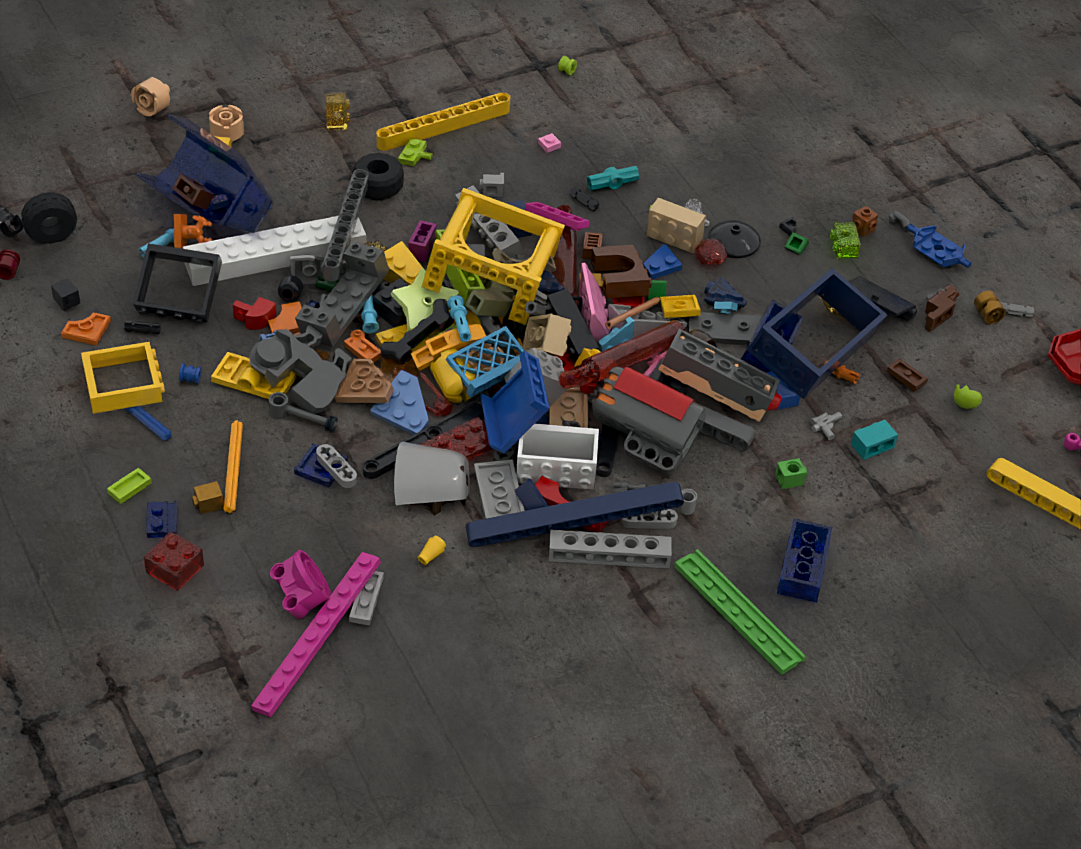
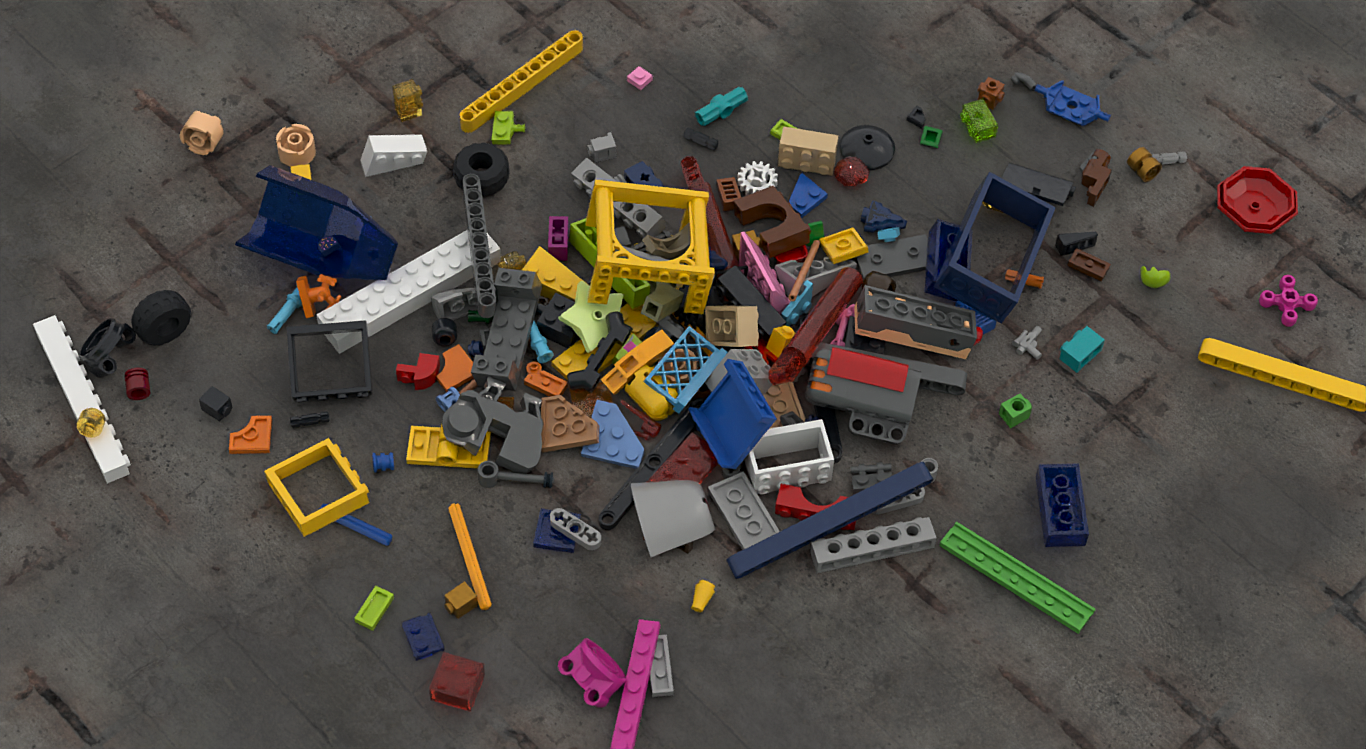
camera: 15 degrees left, 10 degrees up
(193, 191) = (299, 243): reddish brown brick -> none
(306, 147) = (392, 153): none -> white wedge
(459, 314) = (638, 325): medium azure pin -> none
(530, 495) = (780, 512): dark blue tile -> none
(535, 308) = (714, 299): dark grey bar -> none
(567, 219) = (687, 173): dark pink plate -> none
(622, 236) = (757, 177): none -> white gear
(695, 205) = (816, 121): clear plate -> none
(894, 351) = (1068, 242): none -> black slope

